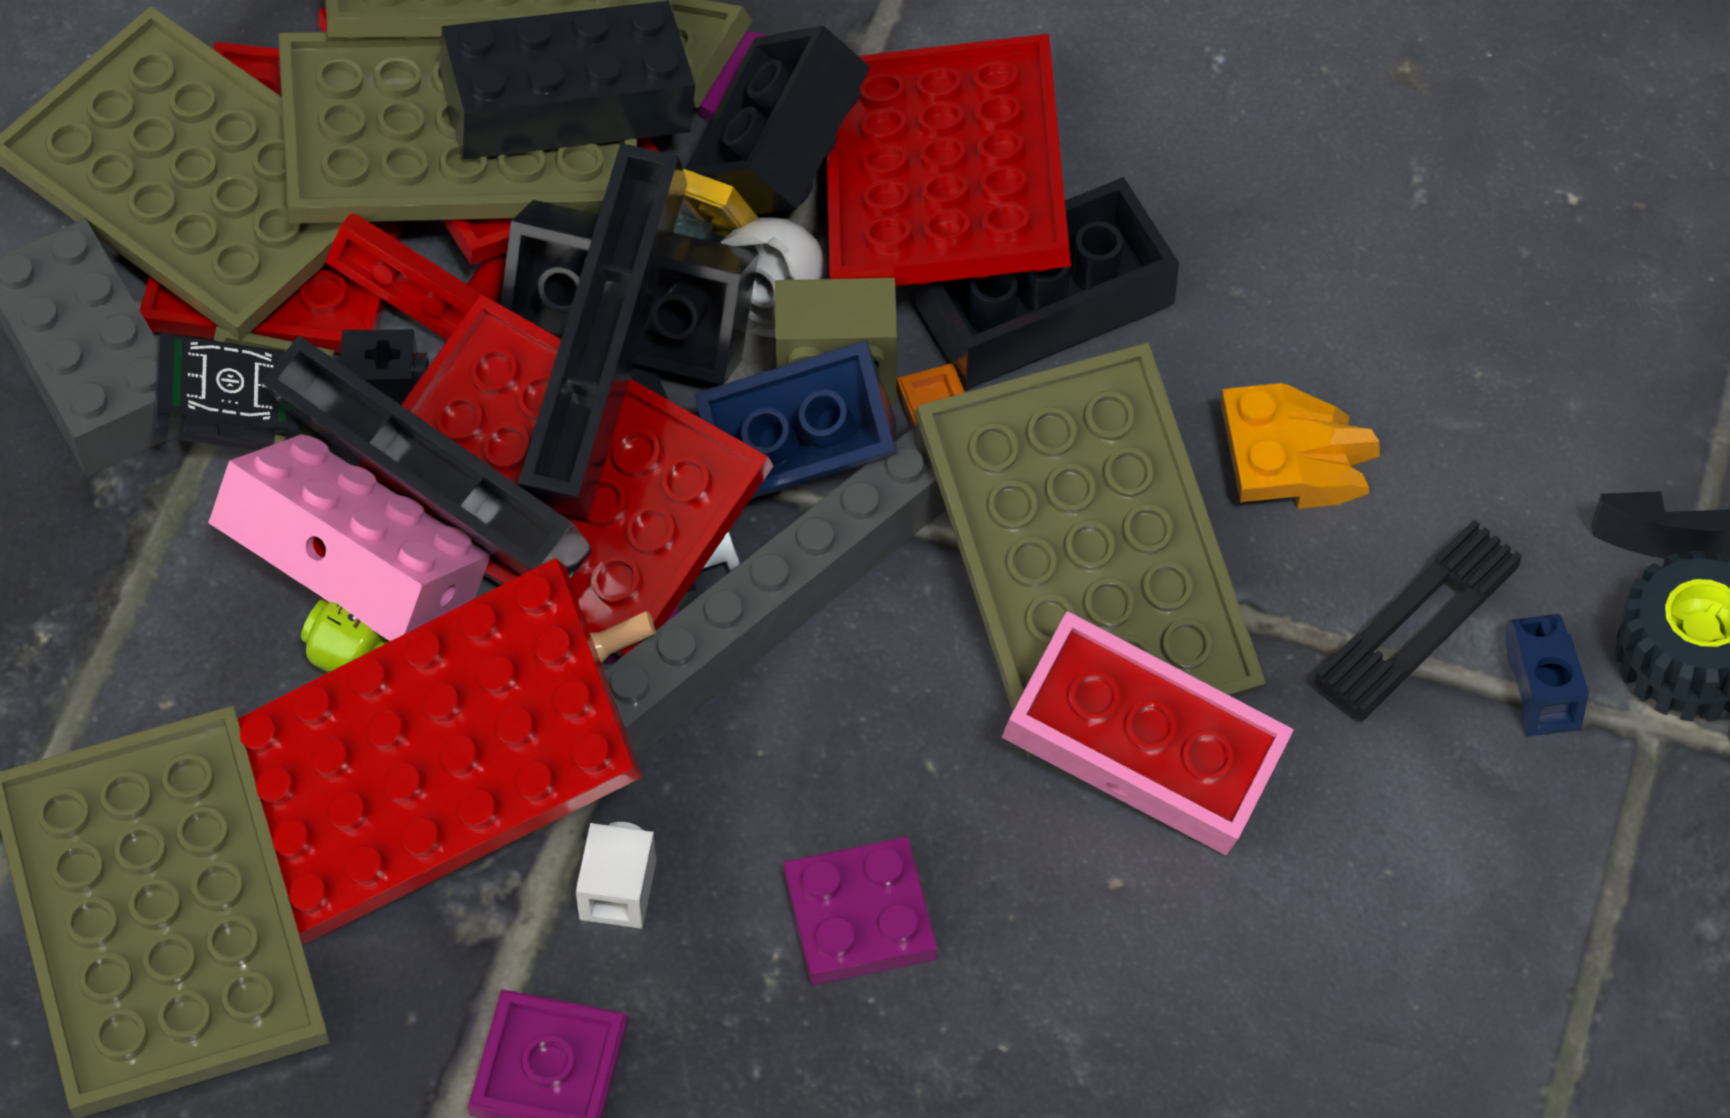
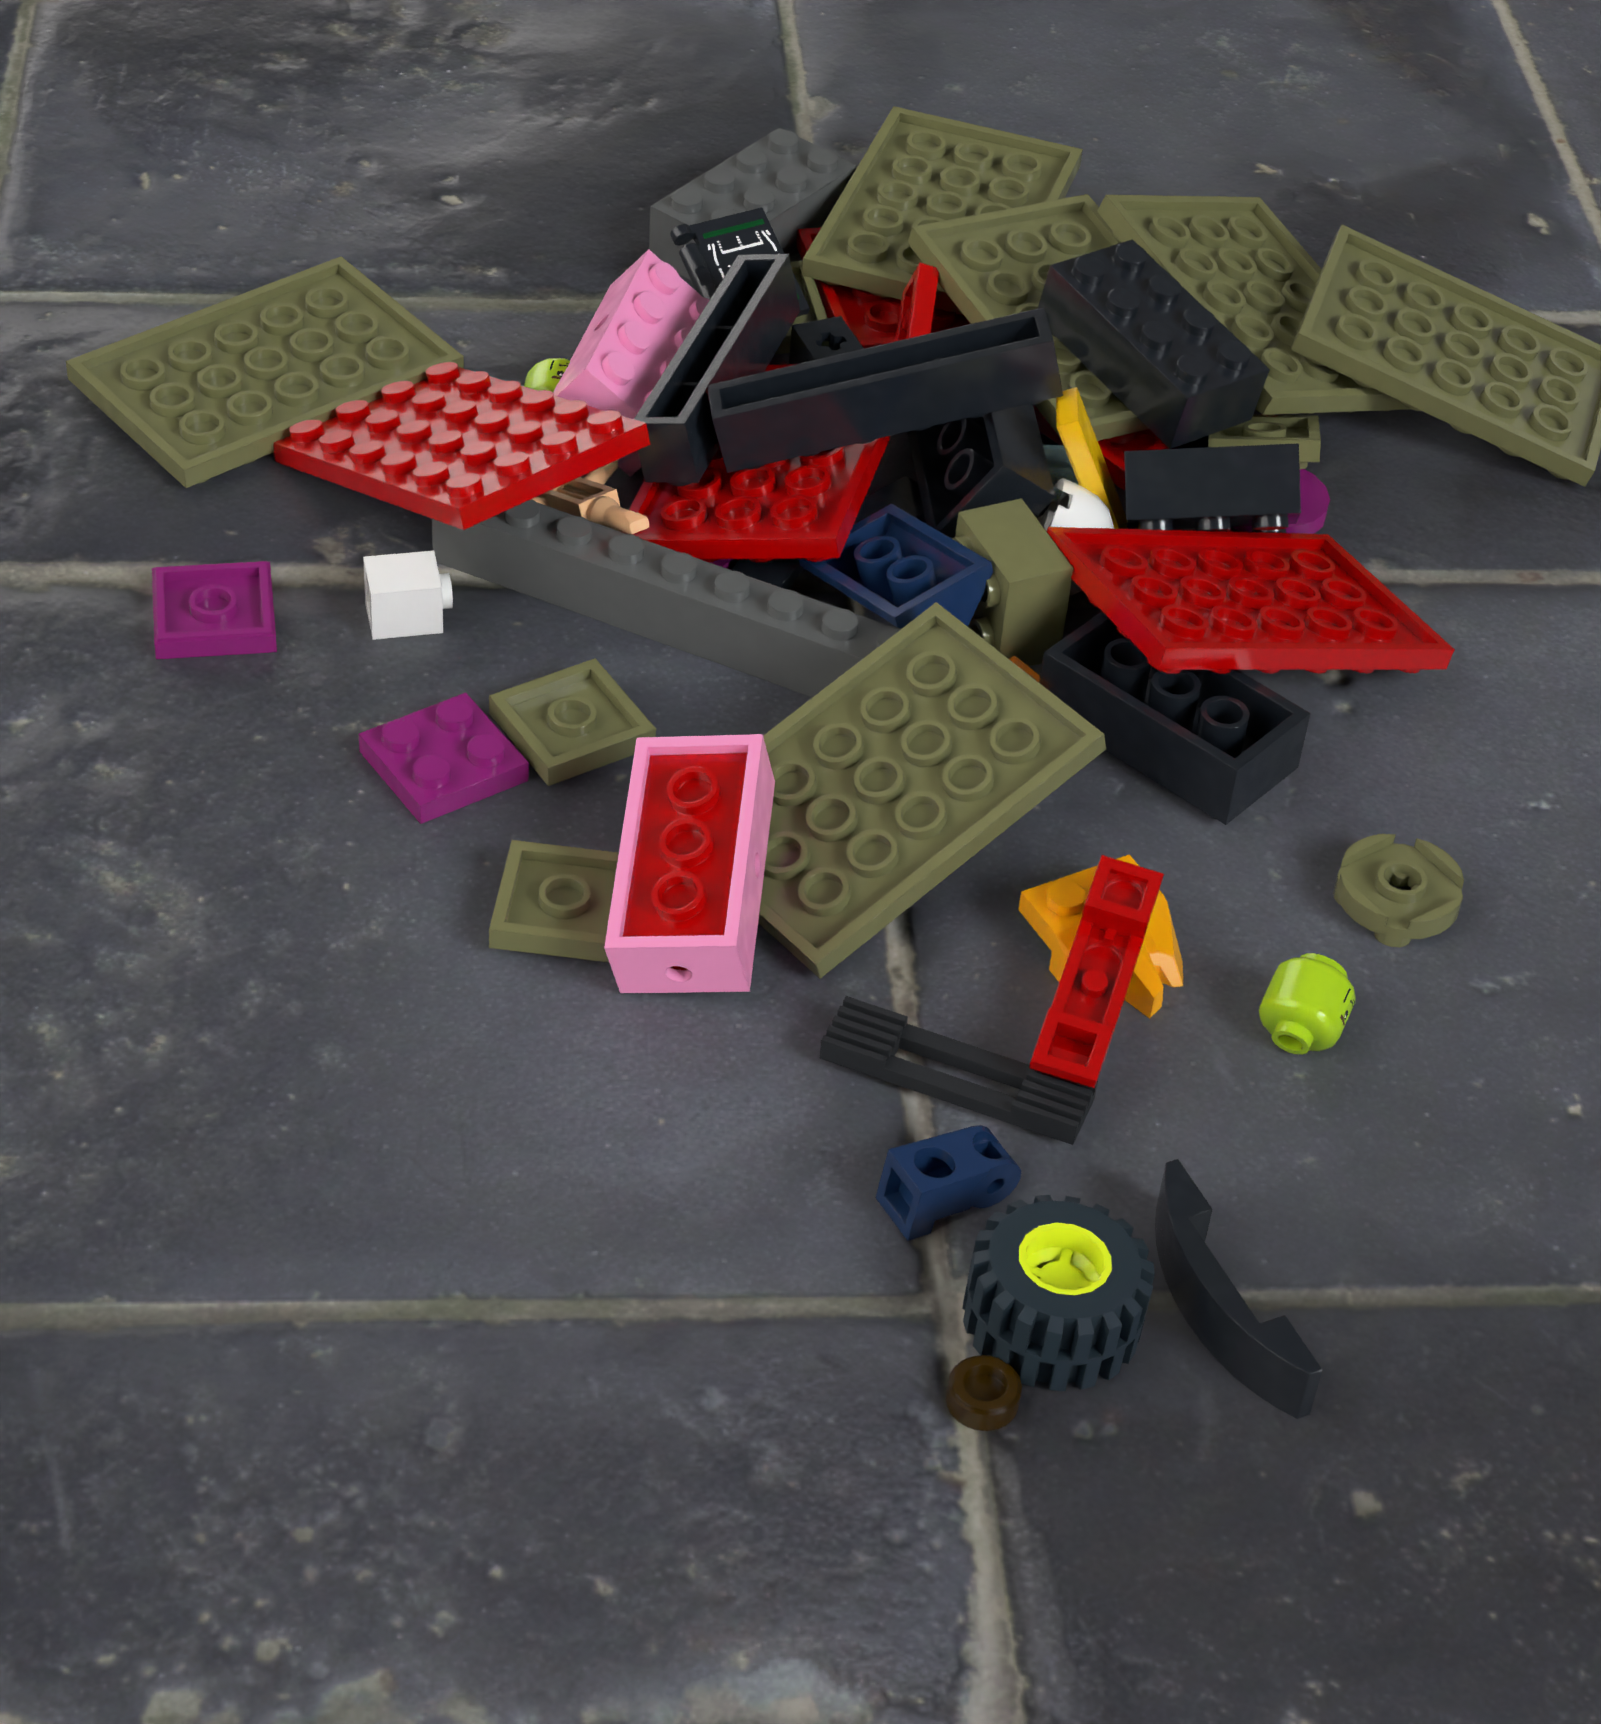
camera: 65 degrees right, 15 degrees down
(860, 781) = (570, 721): none -> olive plate
(1110, 862) = (554, 901): none -> olive plate
(1300, 235) = (1396, 914): none -> olive plate
(1368, 477) = (1097, 972): none -> red slope
(1429, 332) = (1308, 1002): none -> lime head

